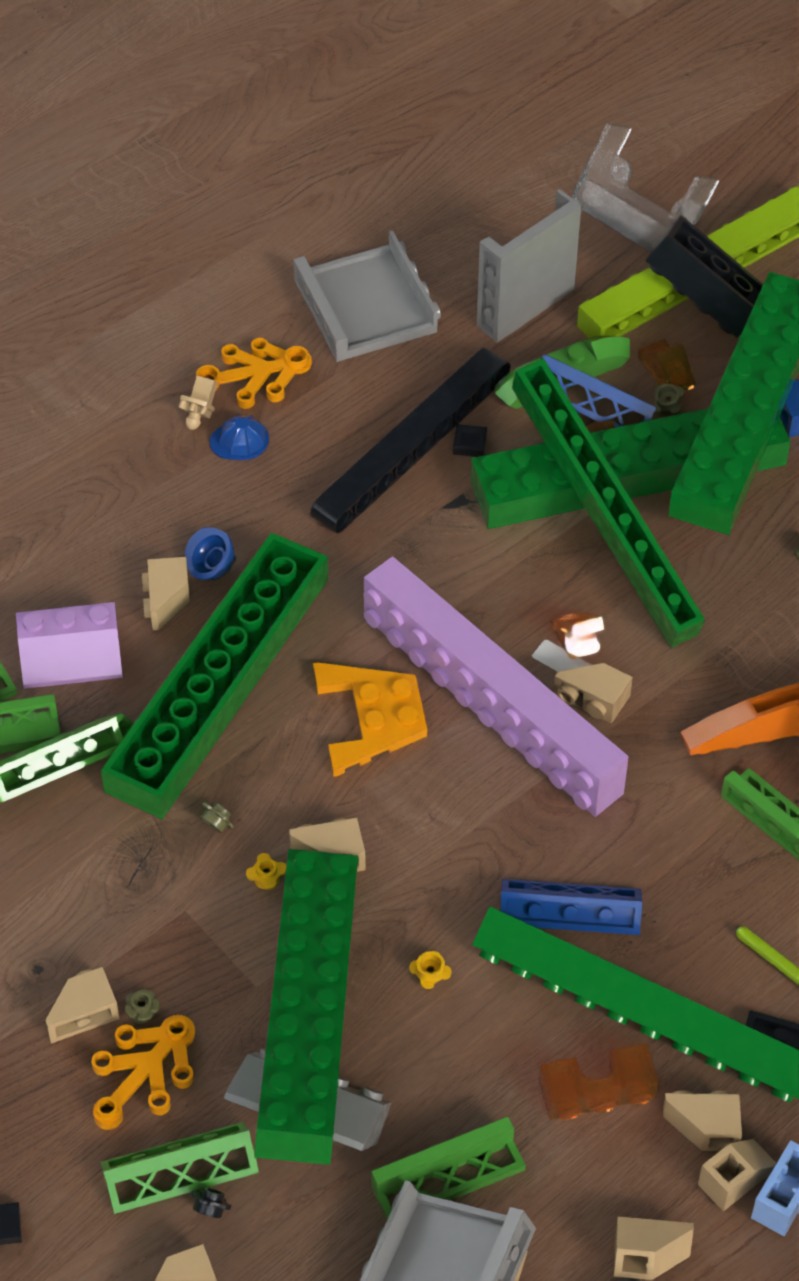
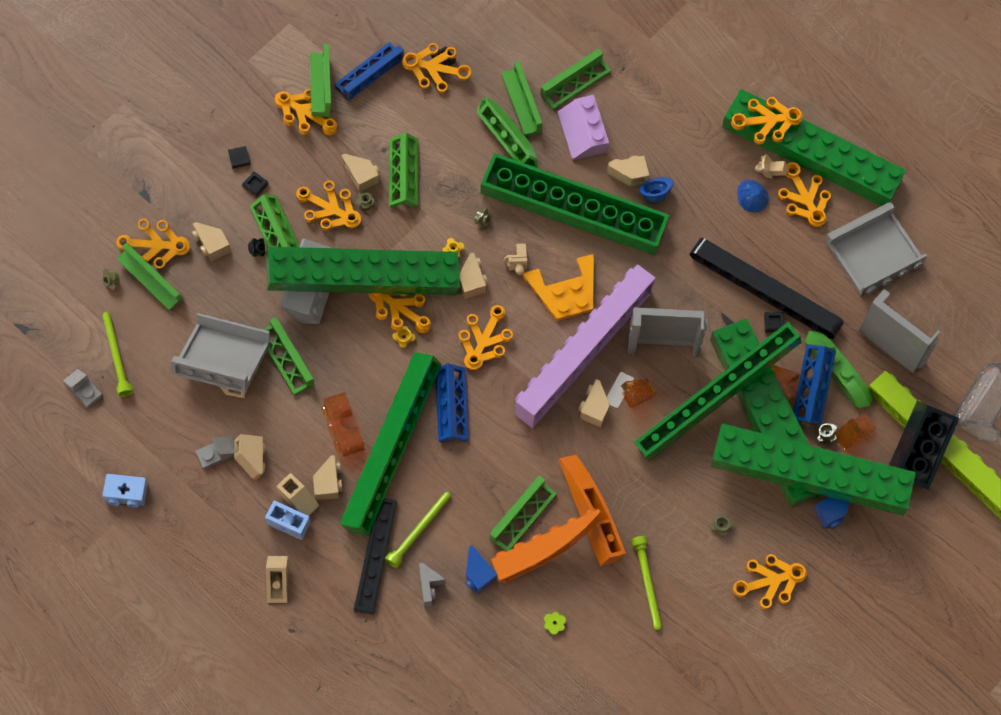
camera: 80 degrees right, 15 degrees up
(66, 1199) = (255, 184): none -> black tile
(93, 923) = (407, 169): none -> bright green fence
(124, 345) = (768, 119): none -> light orange plant
(172, 346) = (823, 153): none -> green brick
(308, 769) = (517, 262): none -> tan piece
(409, 937) = (397, 306): none -> light orange plant
(451, 843) = (484, 340): none -> light orange plant
(494, 540) = (666, 328): none -> light grey panel

